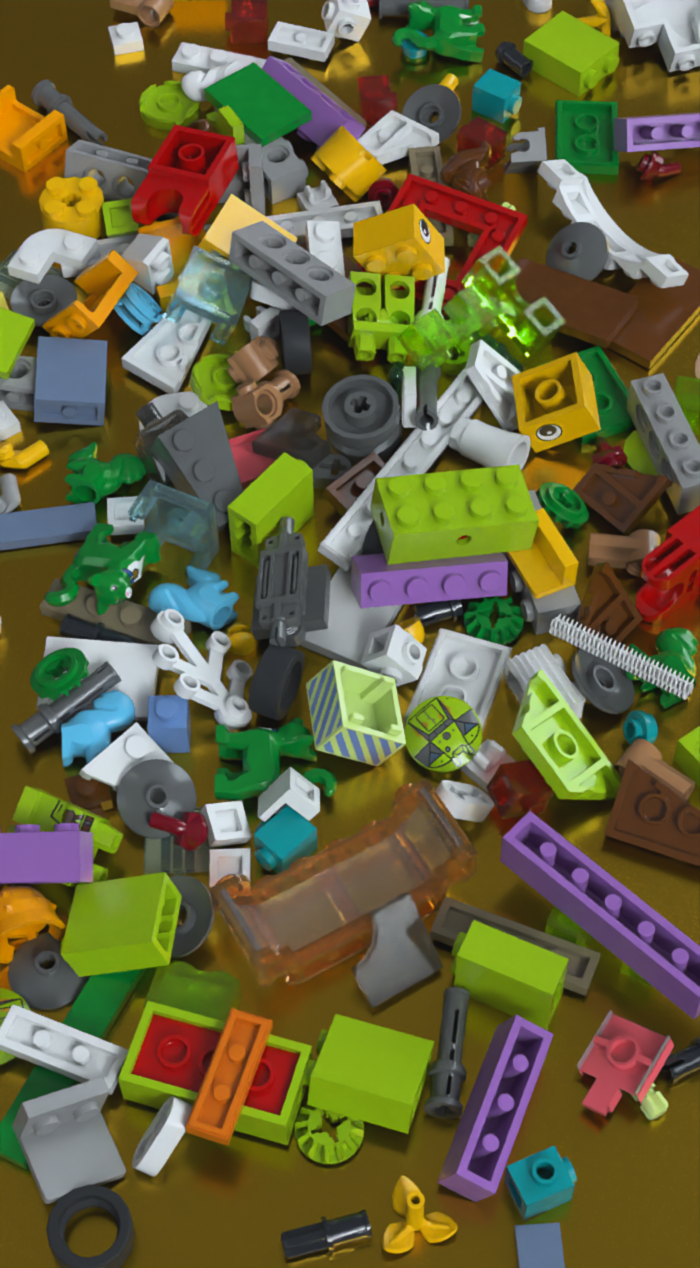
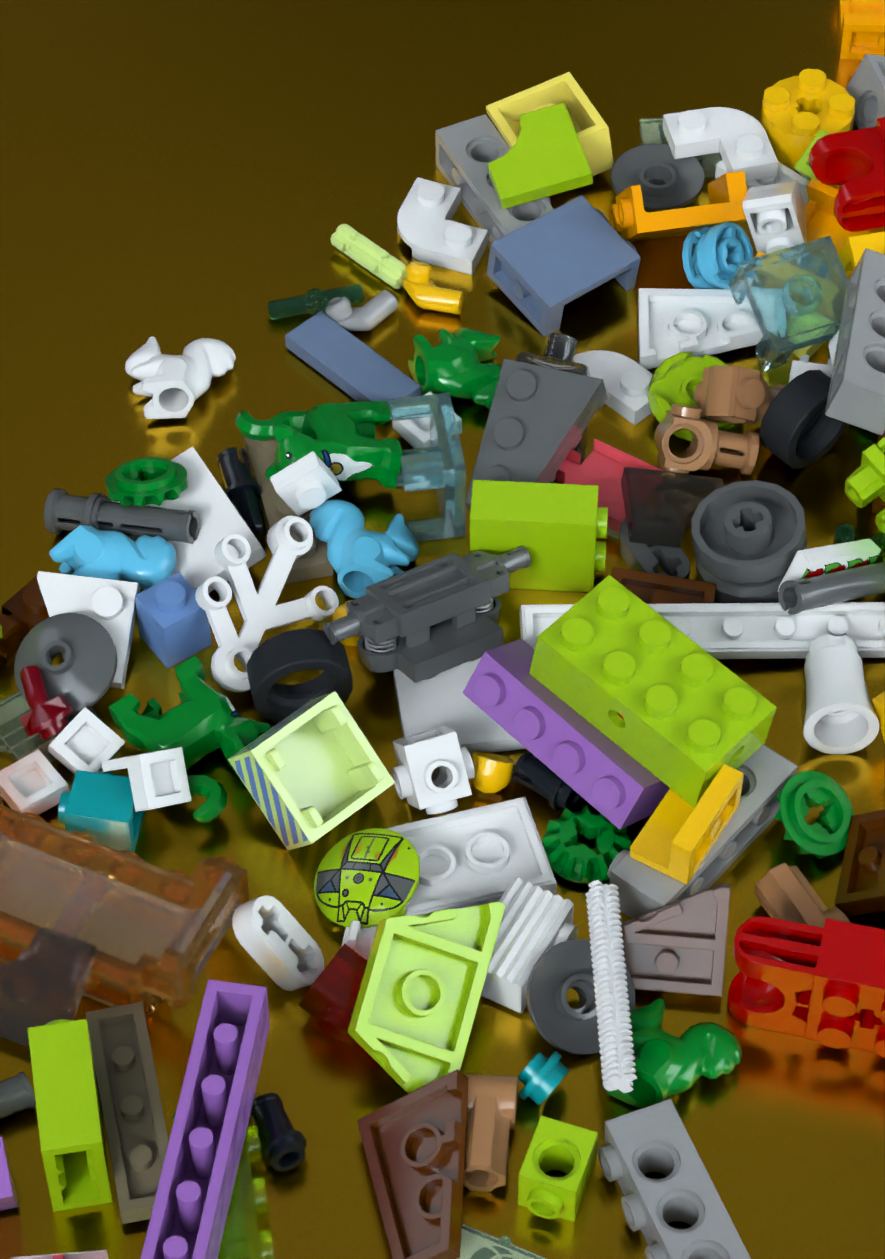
camera: 55 degrees right, 5 degrees down
(140, 593) = (305, 483): none -> white plate

